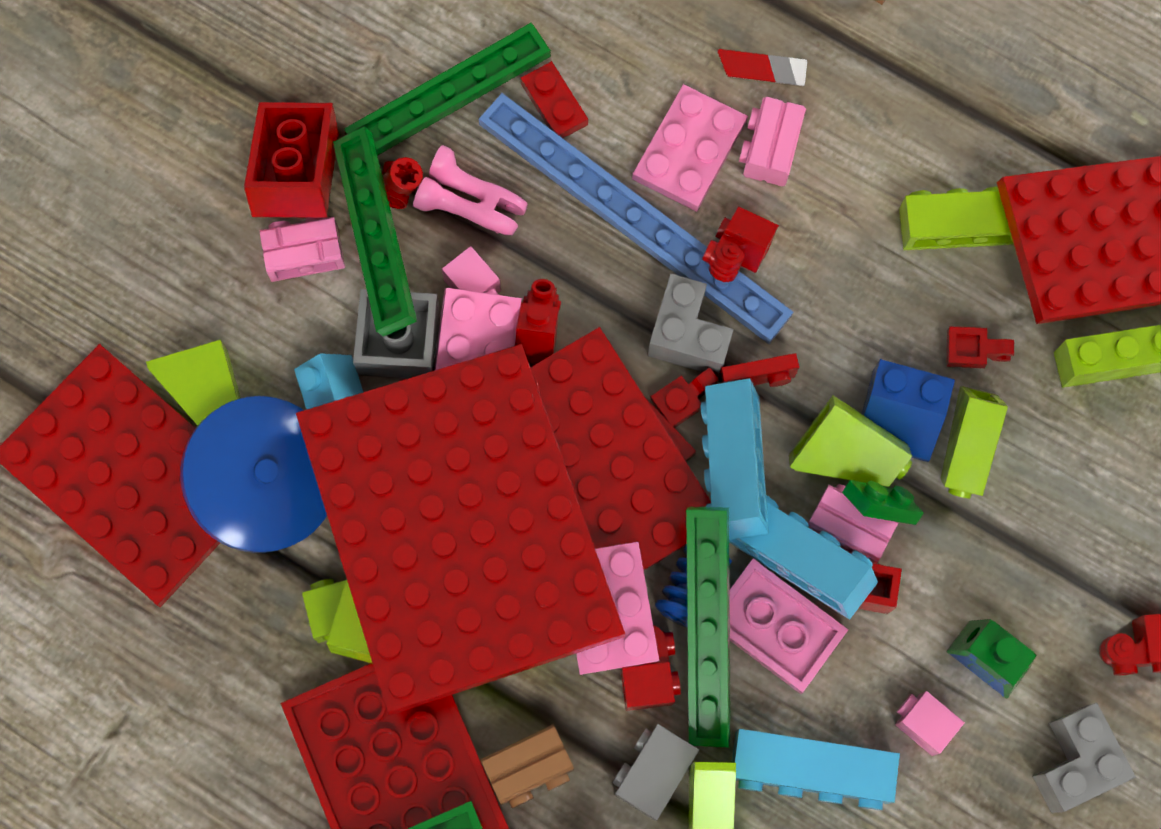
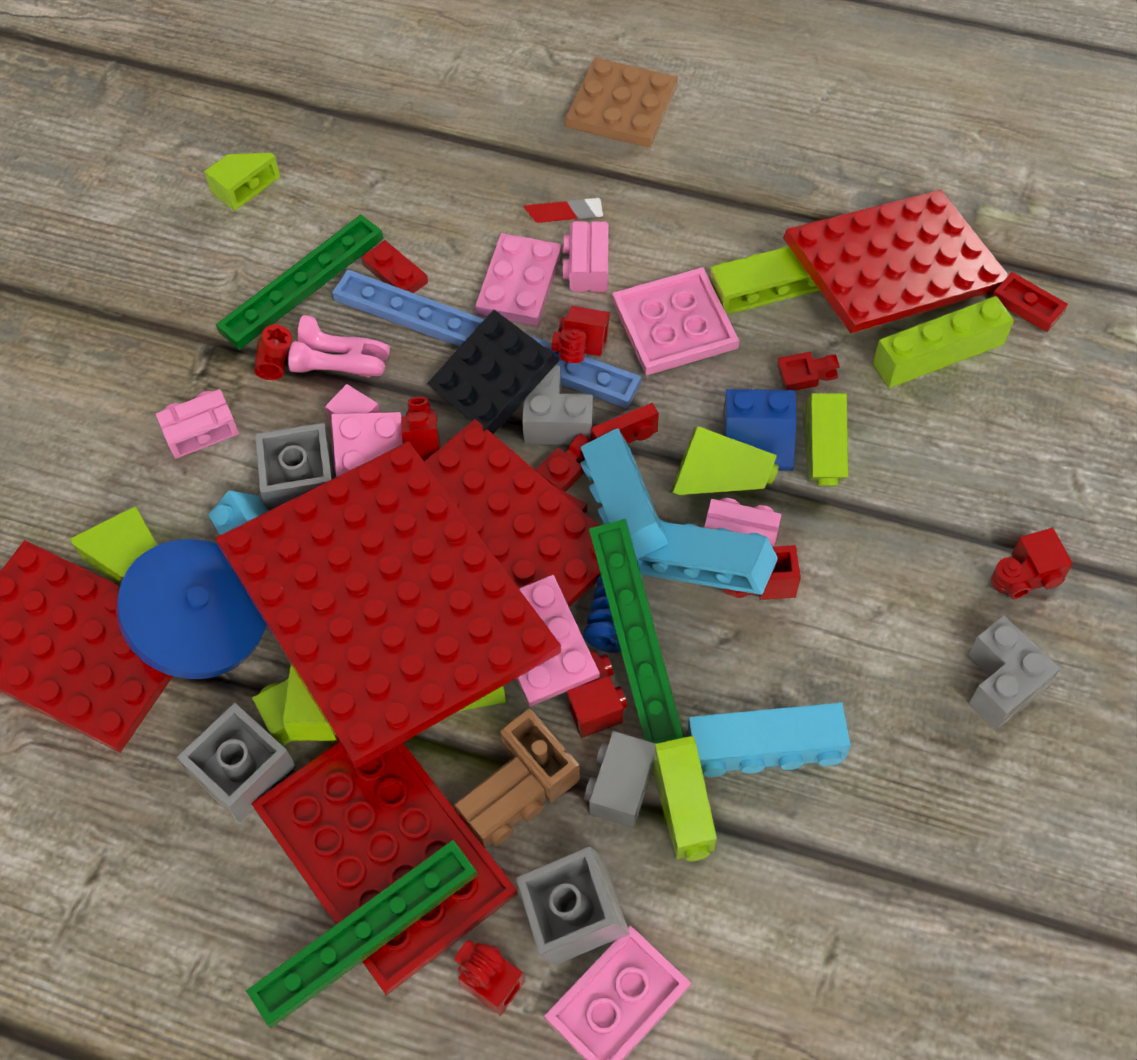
camera: 10 degrees left, 15 degrees down
(273, 657) = (236, 761): none -> light grey brick
(291, 160) = (173, 352): red brick -> none
(374, 232) = (259, 387): green plate -> none
(578, 728) = (541, 754): none -> medium nougat brick
(631, 272) = (493, 372): none -> black plate
(781, 626) = (703, 628): bright pink plate -> none
(849, 248) = (675, 321): none -> bright pink plate
(883, 502) = (755, 497): green plate -> none
(928, 722) = (859, 675): bright pink brick -> none
(992, 655) = (901, 603): green torso -> none

